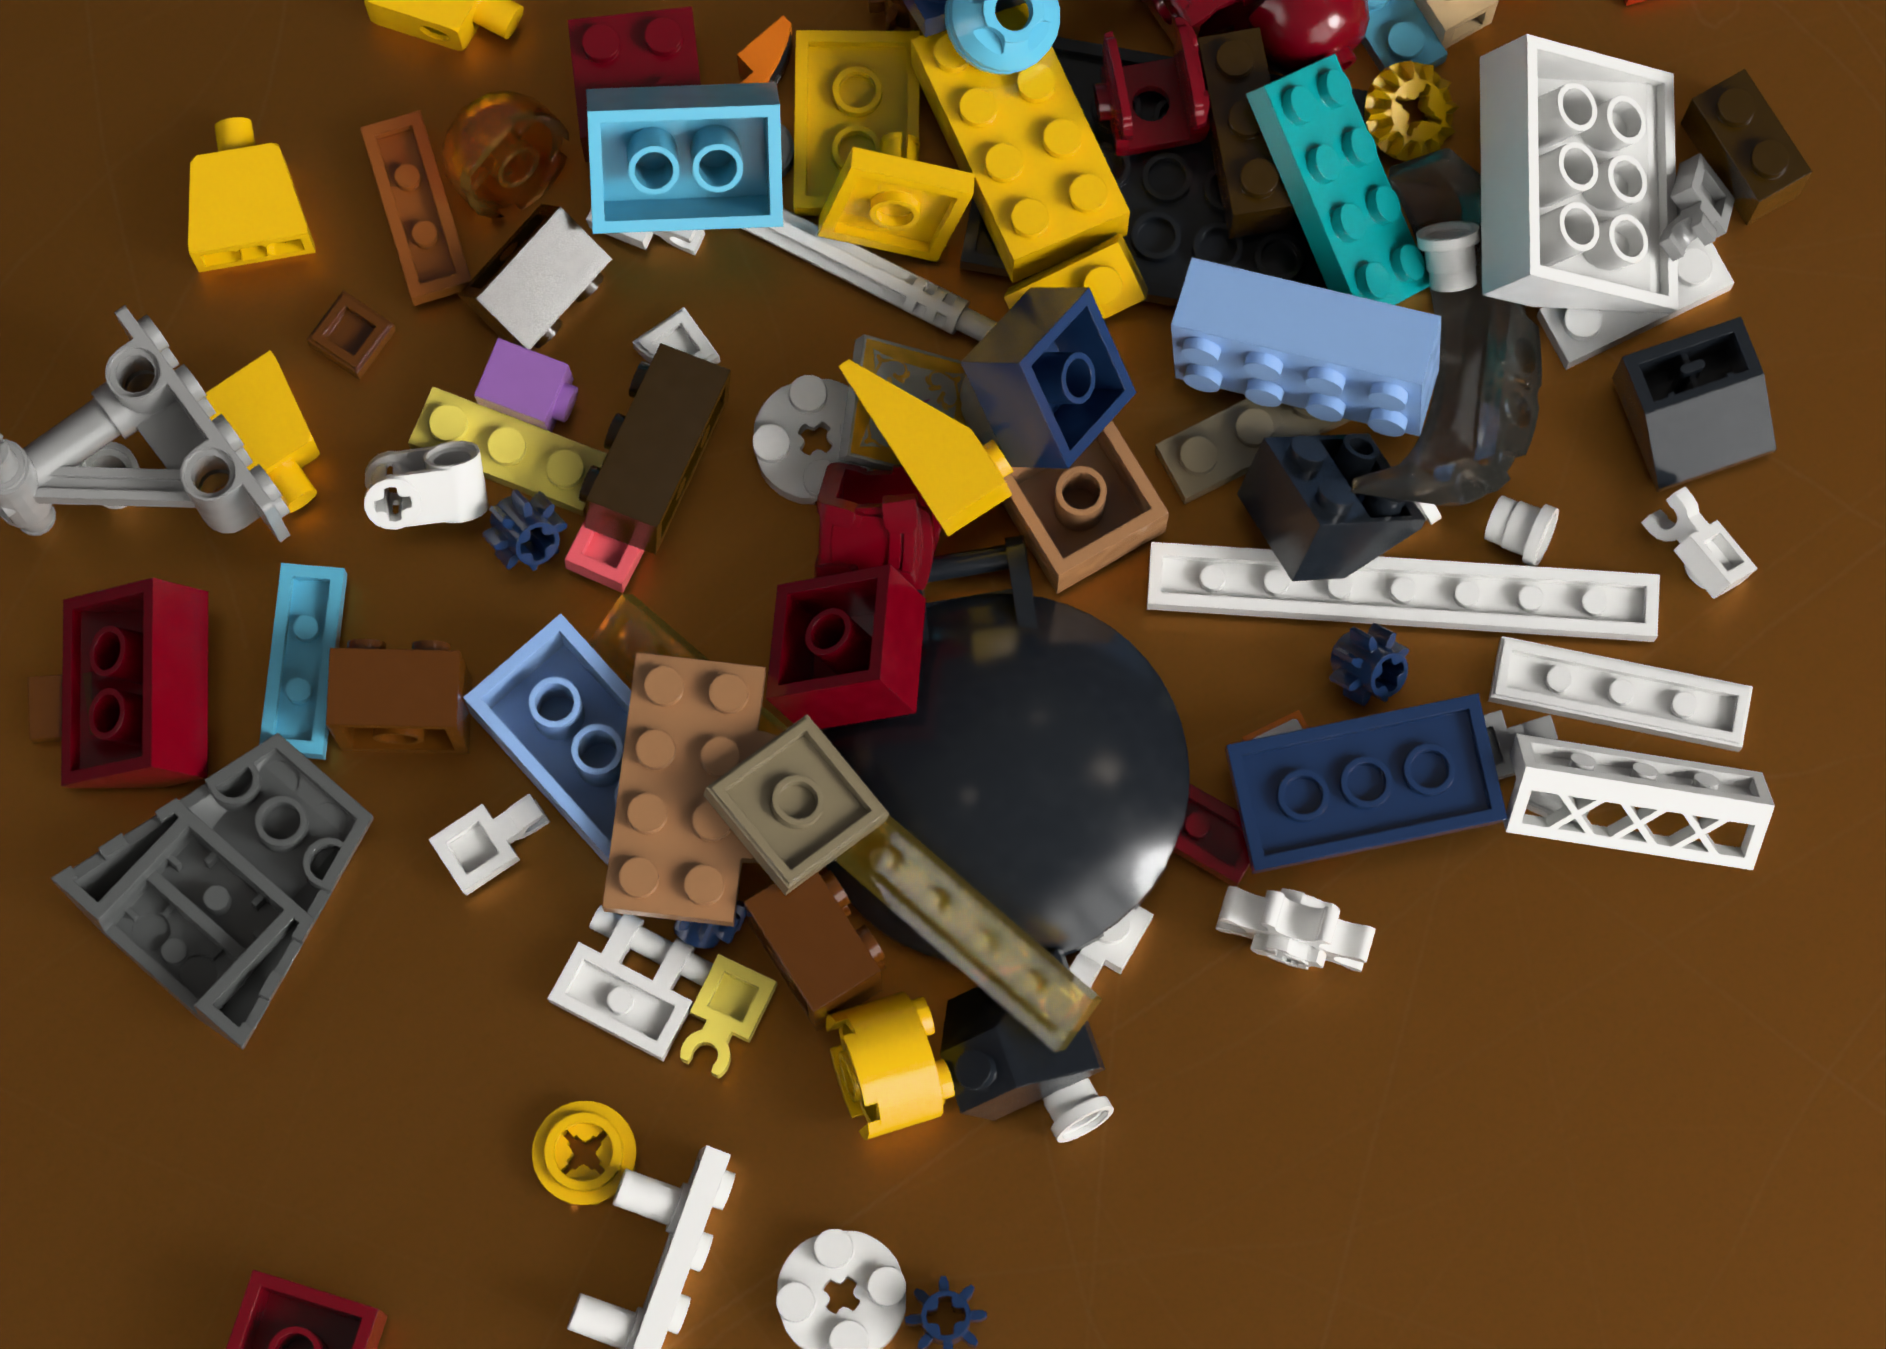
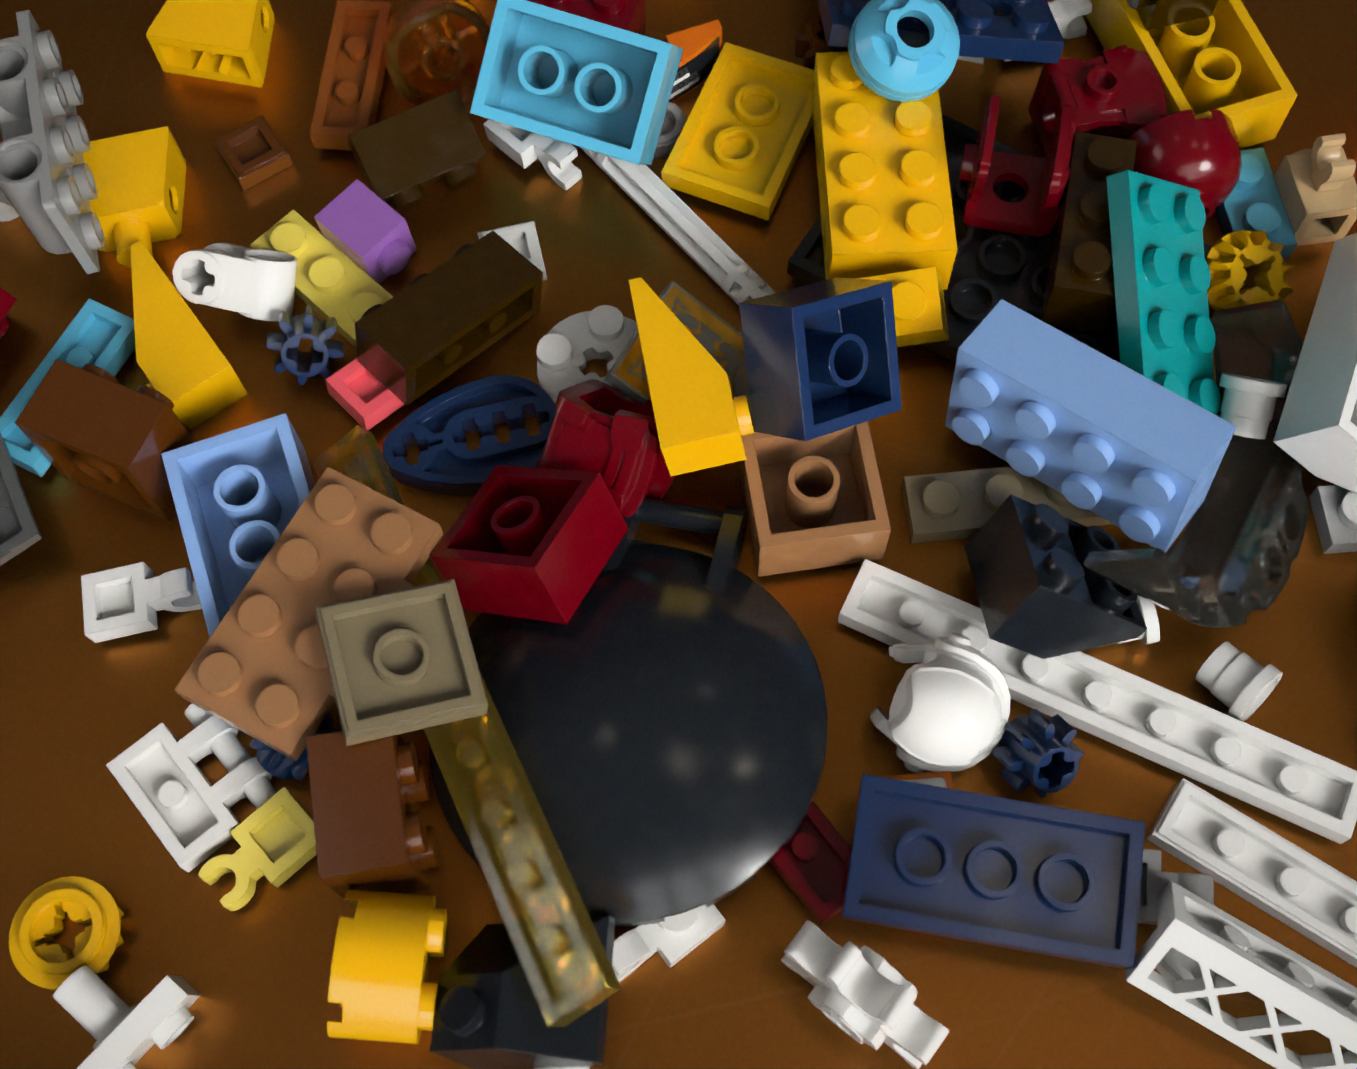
camera: 25 degrees right, 10 degrees down
(404, 586) = (175, 346): none -> yellow slope
(720, 526) = (442, 427): none -> dark blue piece
(895, 200) = (747, 183): yellow tile -> none
(1278, 656) = (945, 707): none -> white helmet

